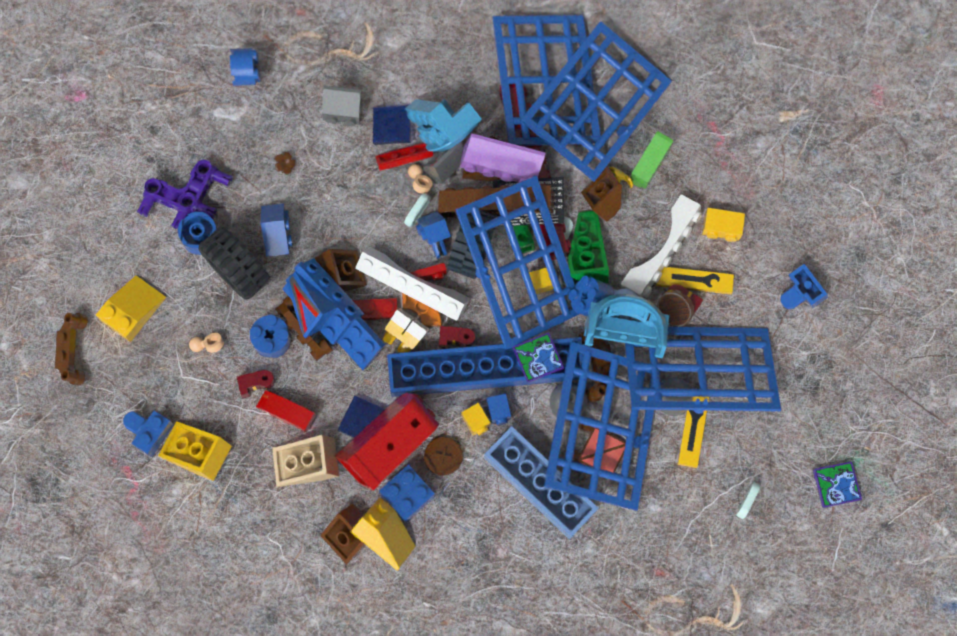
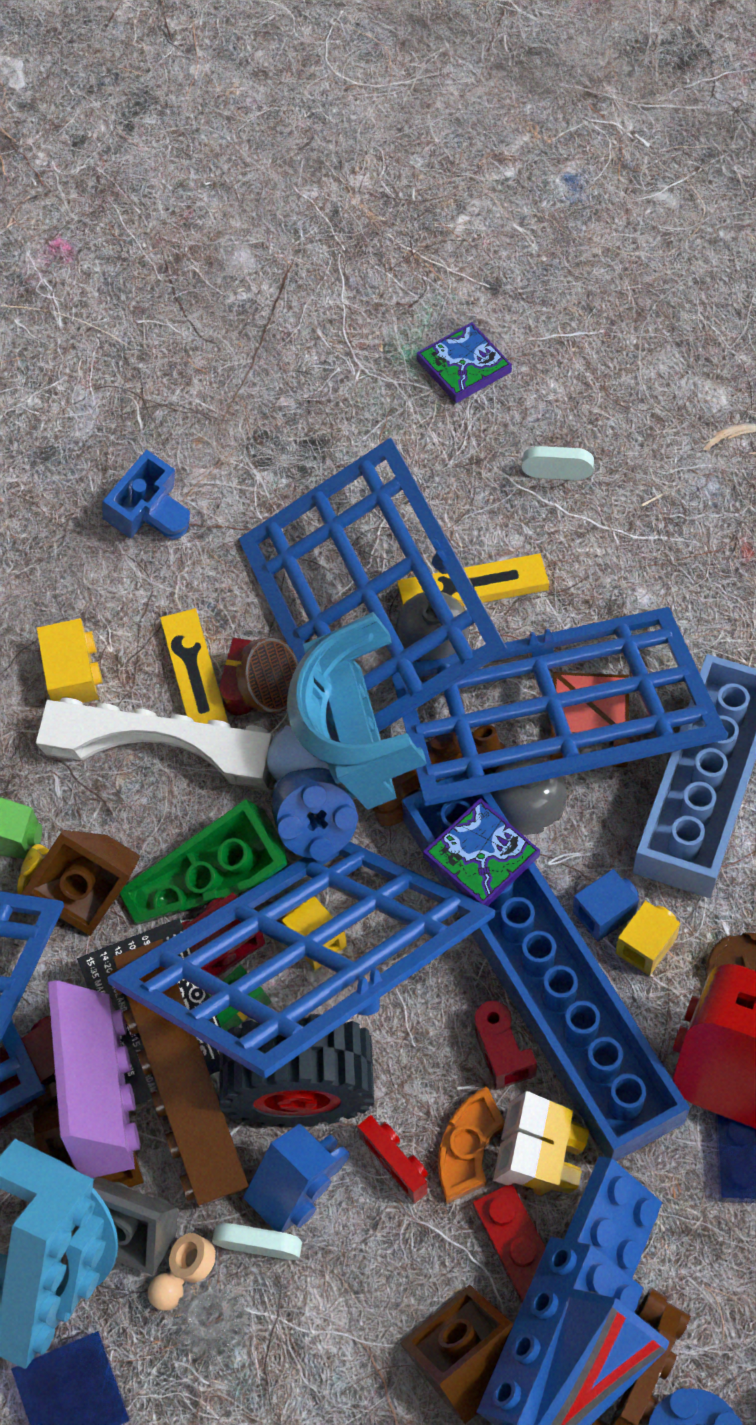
camera: 105 degrees left, 15 degrees down
(403, 156) = (142, 1333): red tile -> none
(437, 297) = (425, 1257): white arch -> none

